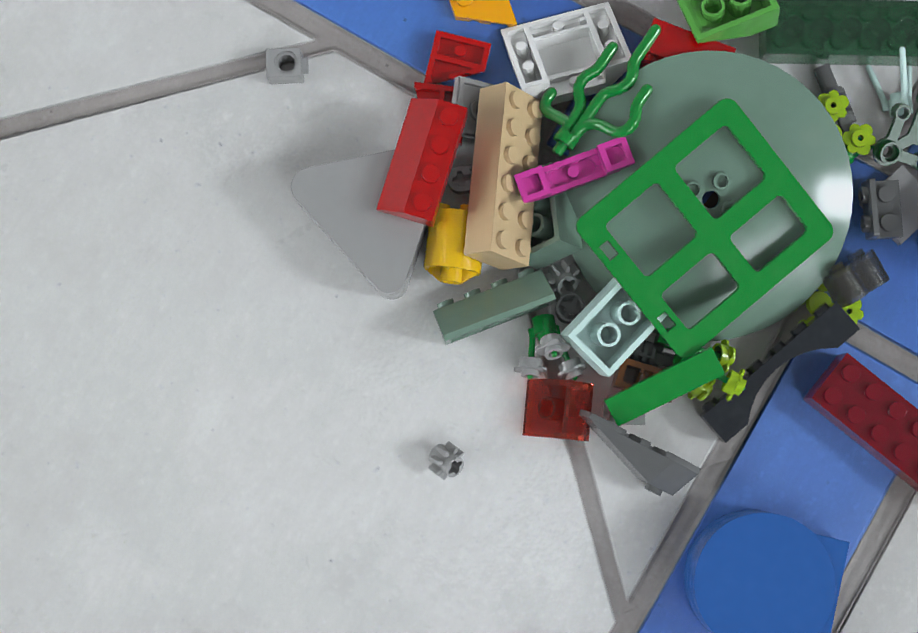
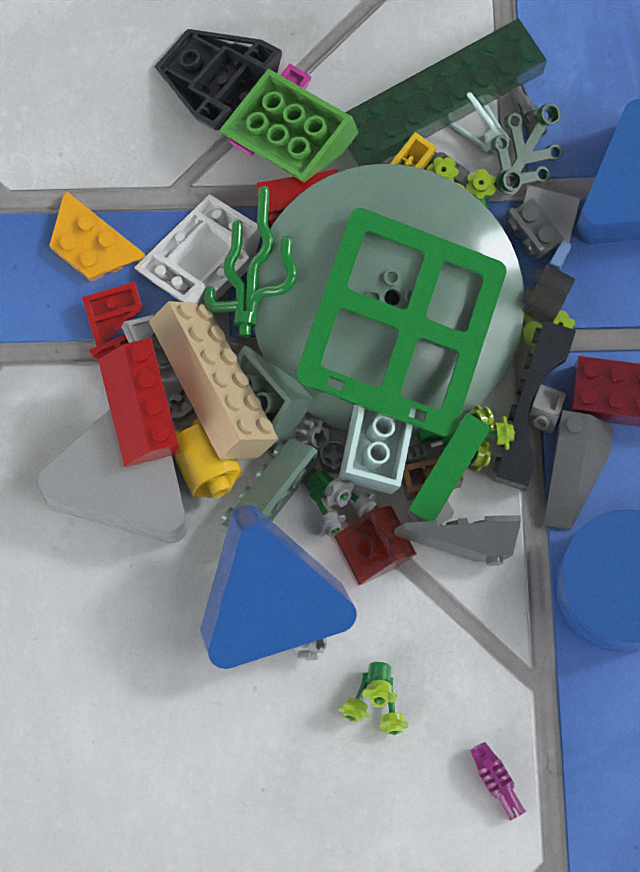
camera: 35 degrees left, 10 degrees down
(434, 402) = (269, 595): none -> blue brick
(477, 546) = (380, 694): none -> lime plant
(574, 171) = (269, 339): dark pink slope -> none
(786, 442) = (578, 458): none -> dark grey wedge
(787, 380) = (546, 408): none -> light grey bracket
(816, 74) = (415, 153): none -> yellow slope
(890, 248) = (561, 255): none -> medium blue tile

